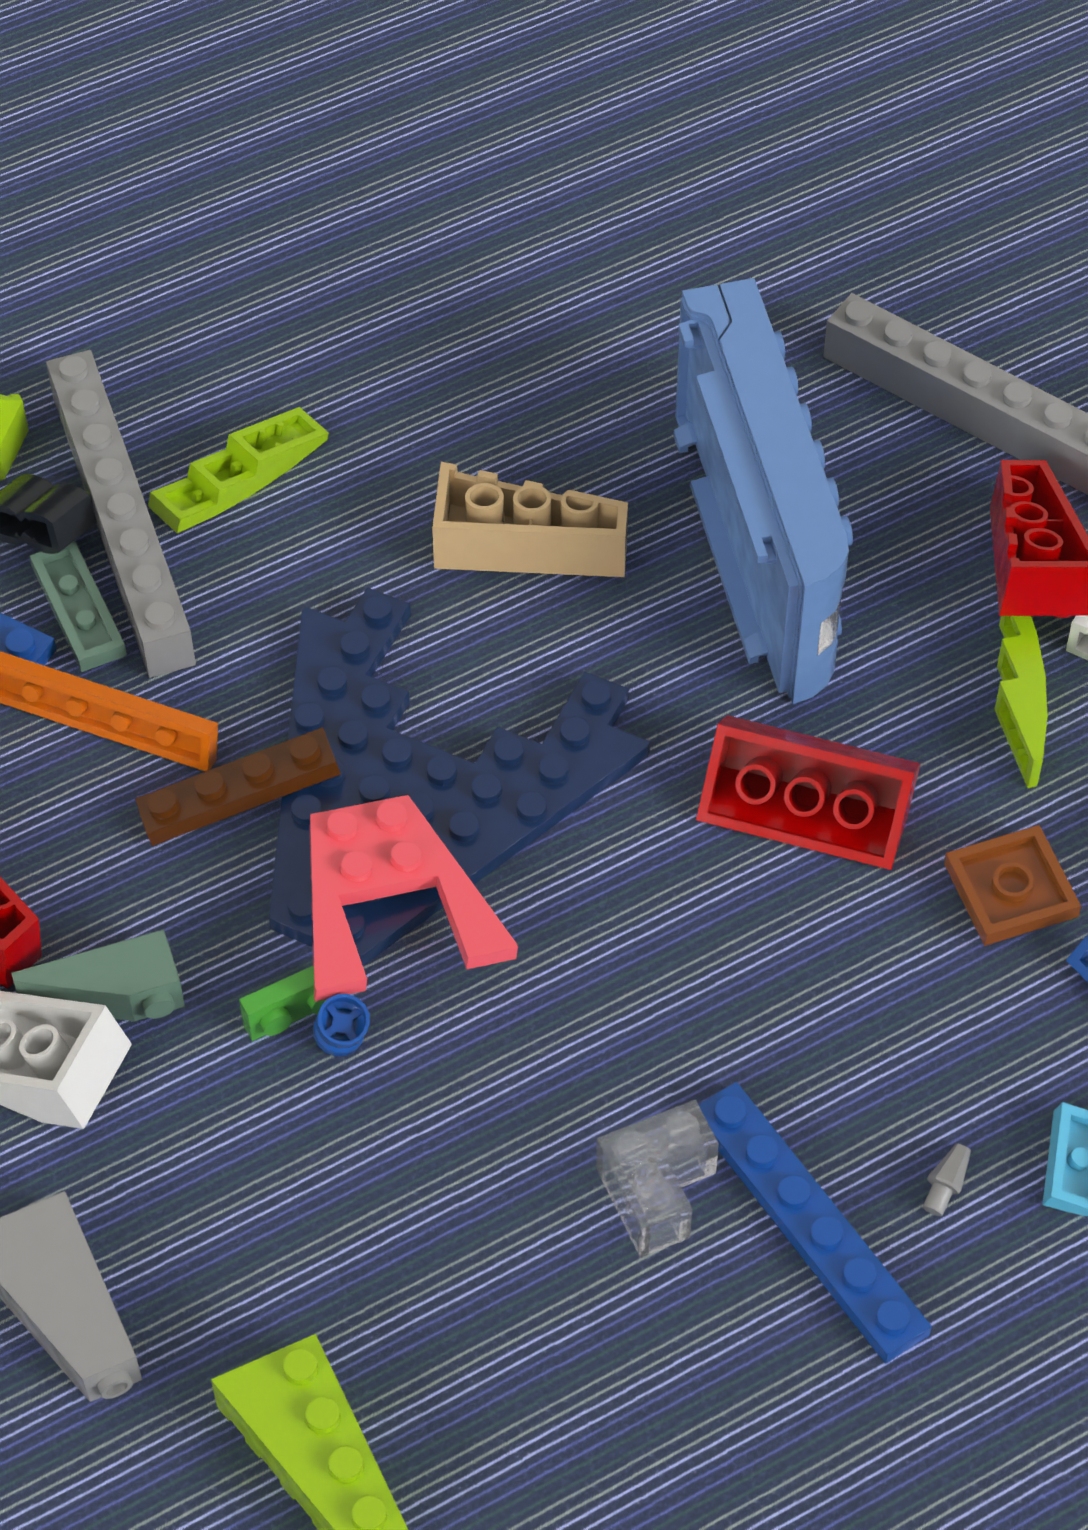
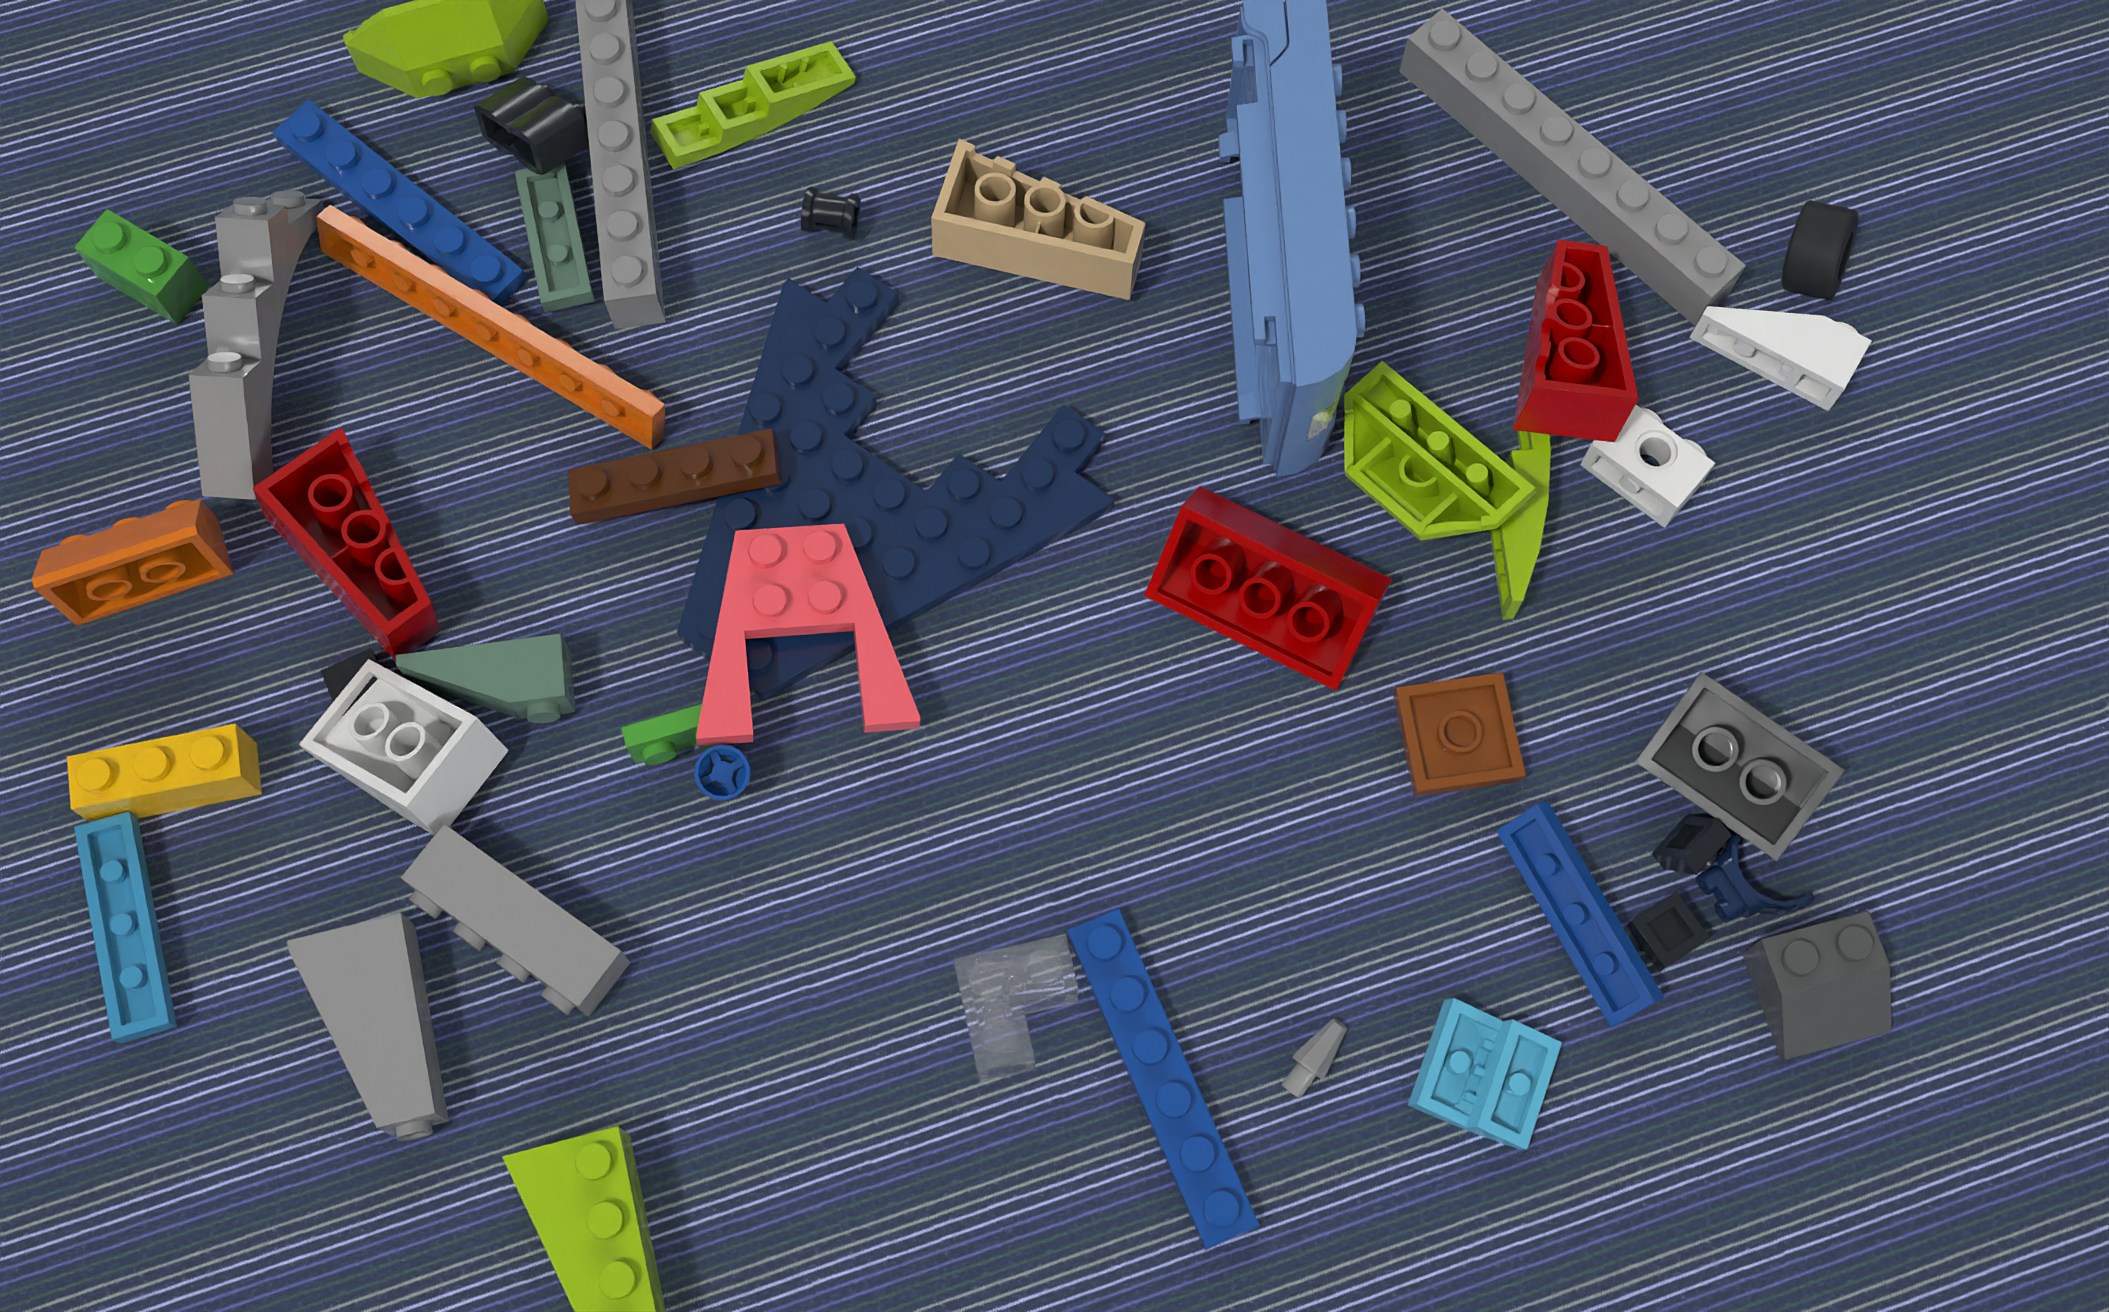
camera: 10 degrees right, 15 degrees up
(172, 1188) = (514, 920): none -> light grey brick
(332, 546) = (830, 212): none -> black bush
(926, 658) = (1424, 462): none -> lime wedge

